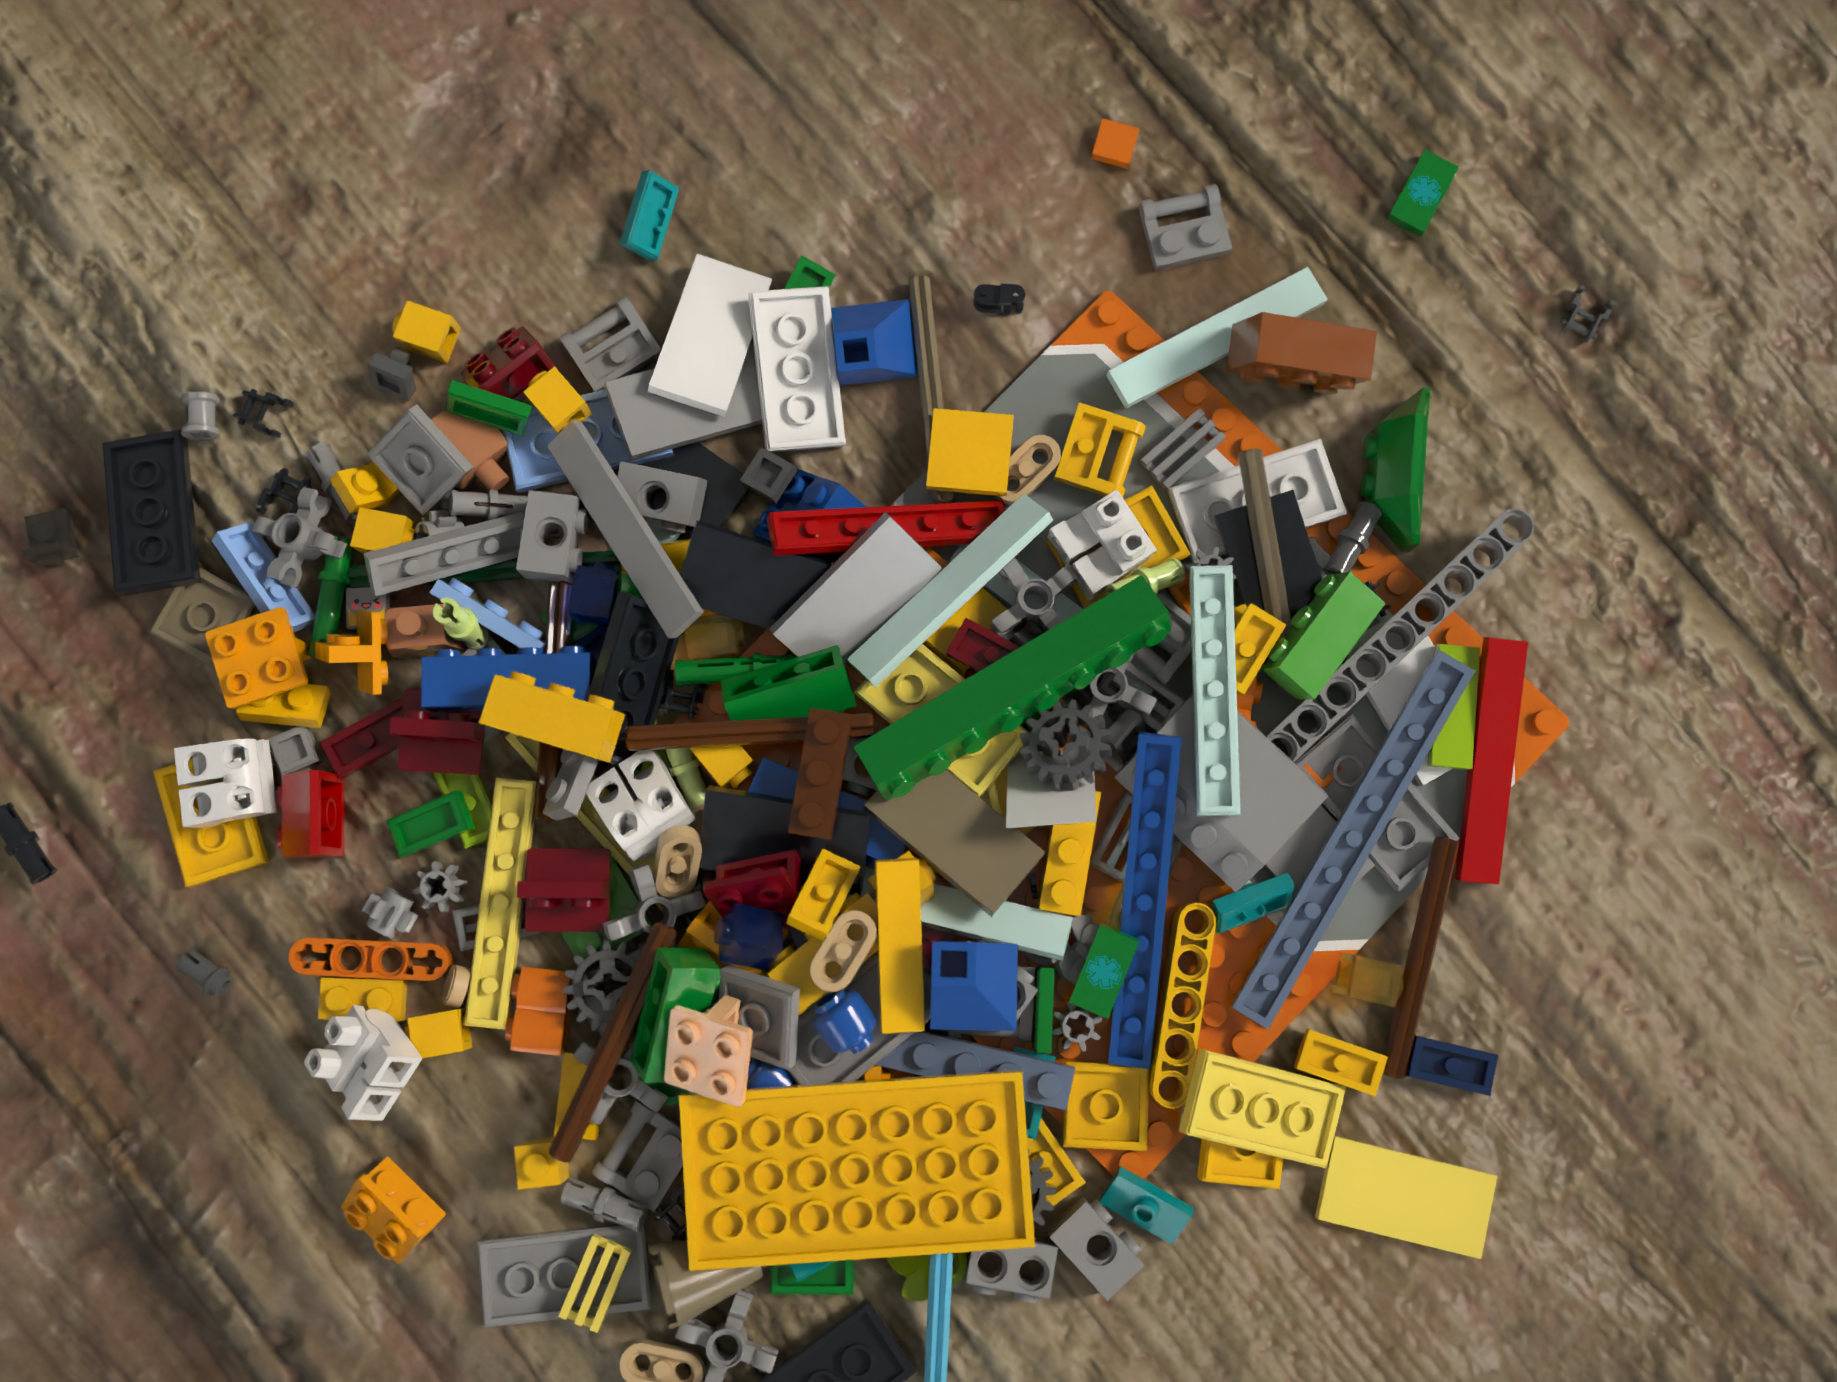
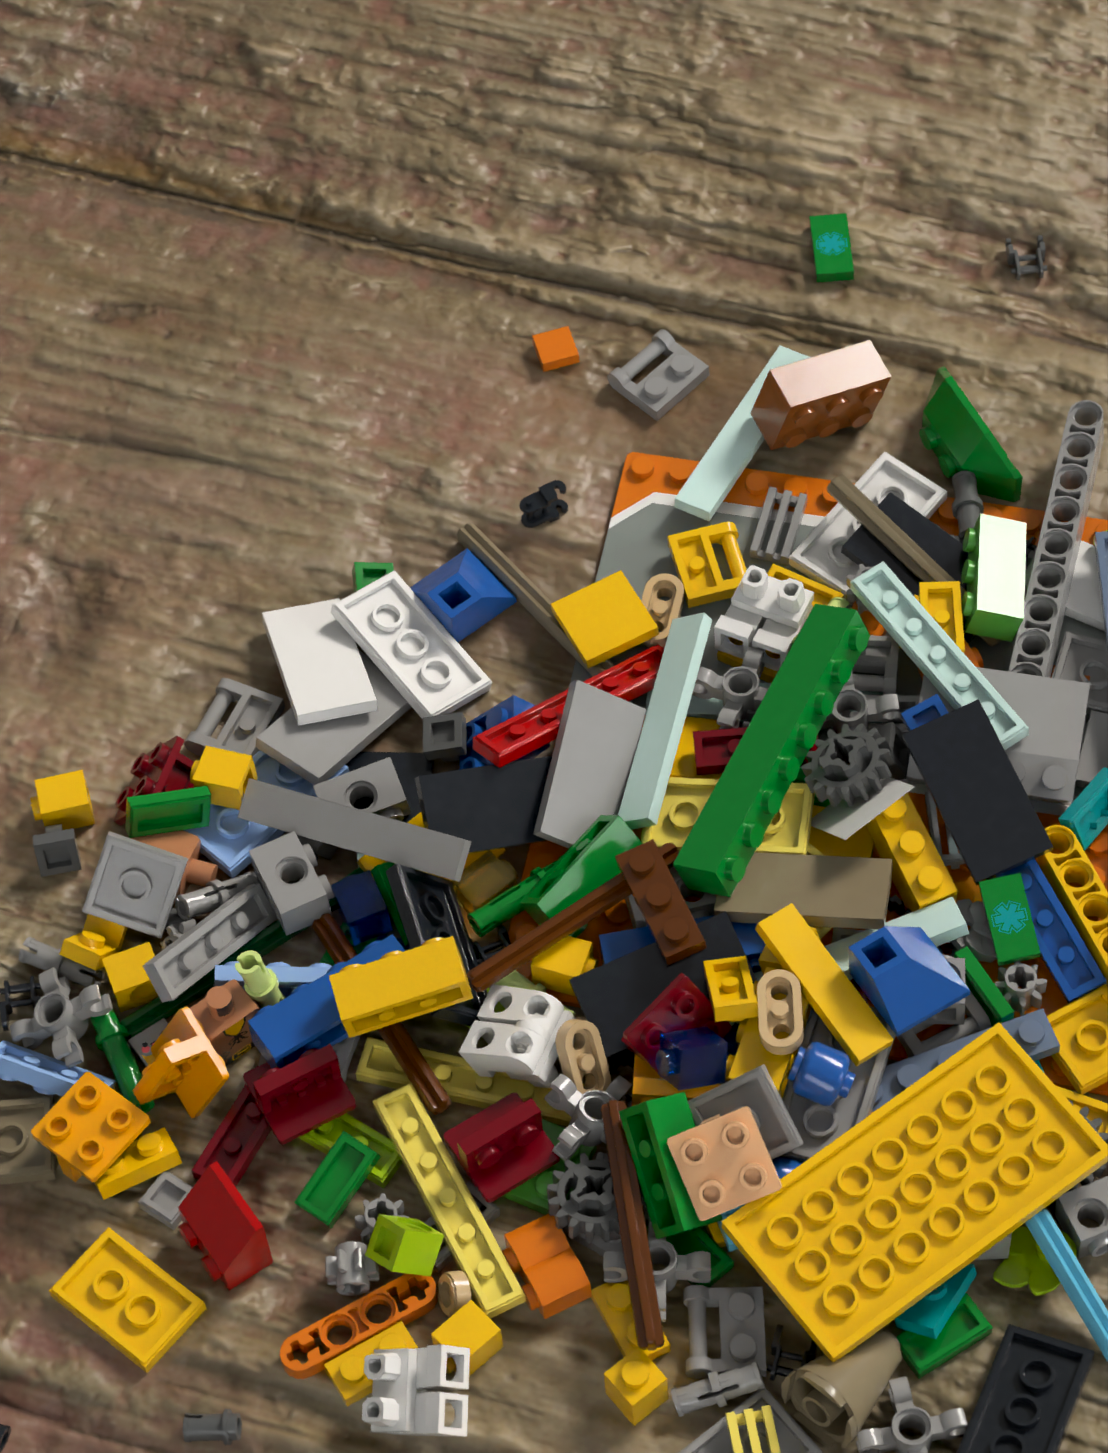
camera: 25 degrees left, 25 degrees down
(246, 785) = (129, 1242): white hips -> none
(433, 930) = (404, 1245): none -> lime brick
(569, 788) = (443, 1052): light grey plate -> none
(649, 215) = (200, 609): teal plate -> none
(1153, 848) = (977, 792): none -> black tile

